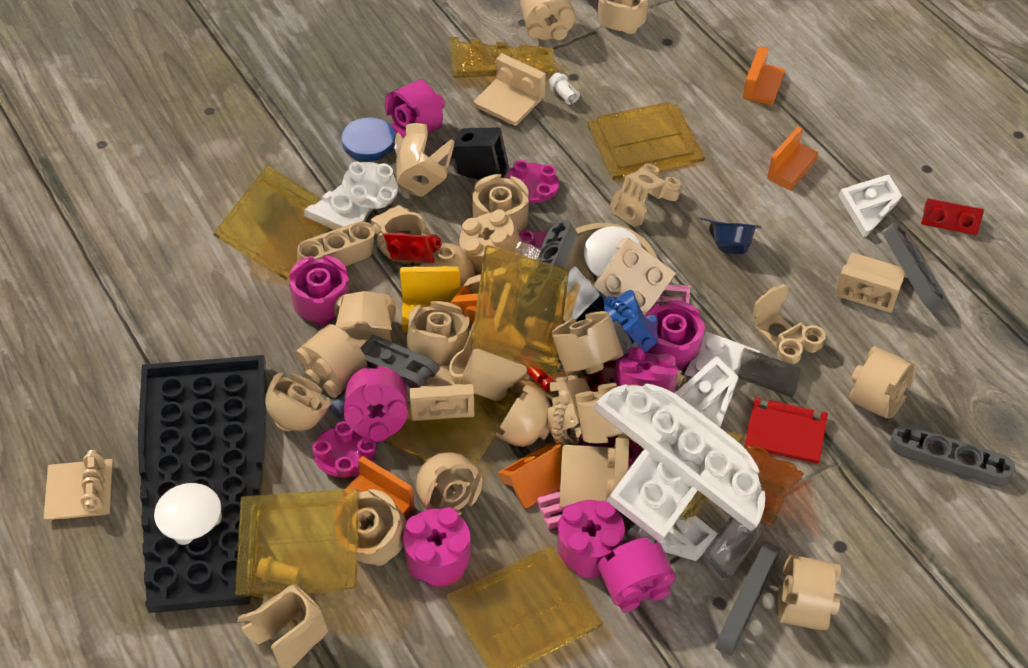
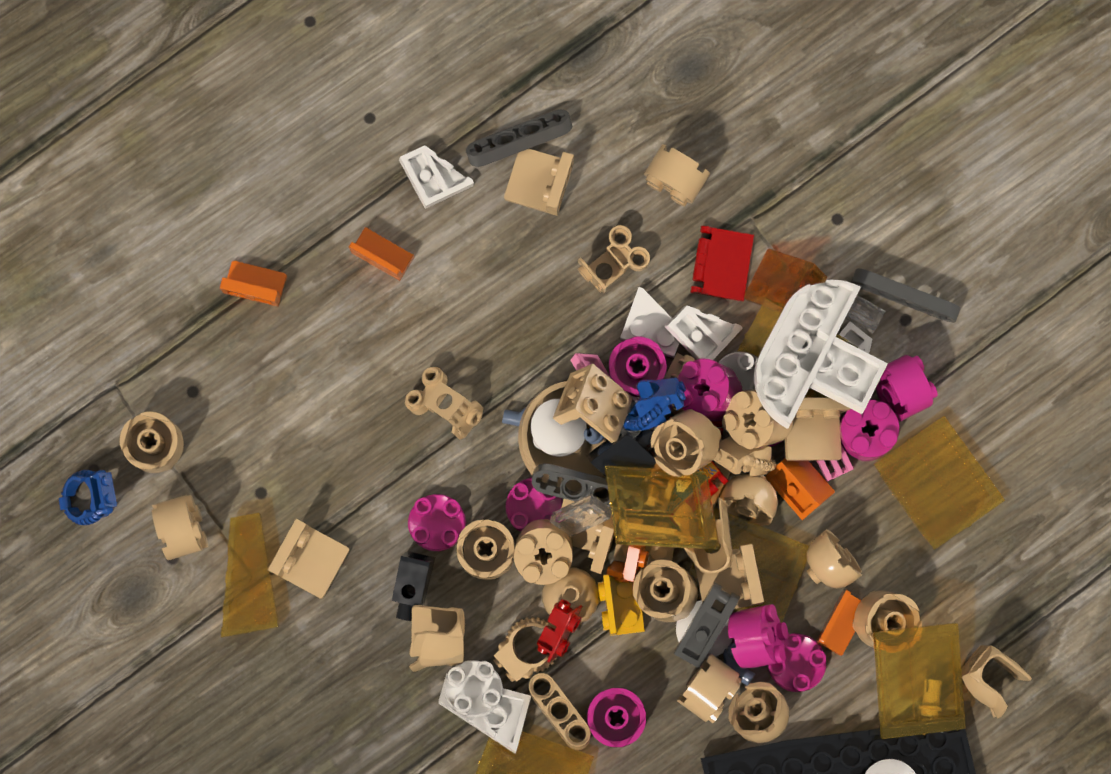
camera: 90 degrees left, 30 degrees up
(365, 314) = (656, 665): tan piece -> none
(368, 139) = (385, 707): tile -> none
(415, 104) = (354, 657): dark pink brick -> none
(437, 546) = (900, 546): dark pink brick -> none
(560, 84) = (290, 500): white pin -> none
(645, 136) = (357, 408): clear yellow piece -> none
(732, 237) = (492, 315): dark blue piece -> none
(768, 372) = (664, 279): clear smoke plate -> none
(808, 593) = (905, 245): tan brick -> none
(952, 216) = (444, 84): red hinge -> none
(952, 451) = (735, 119): dark grey beam -> none

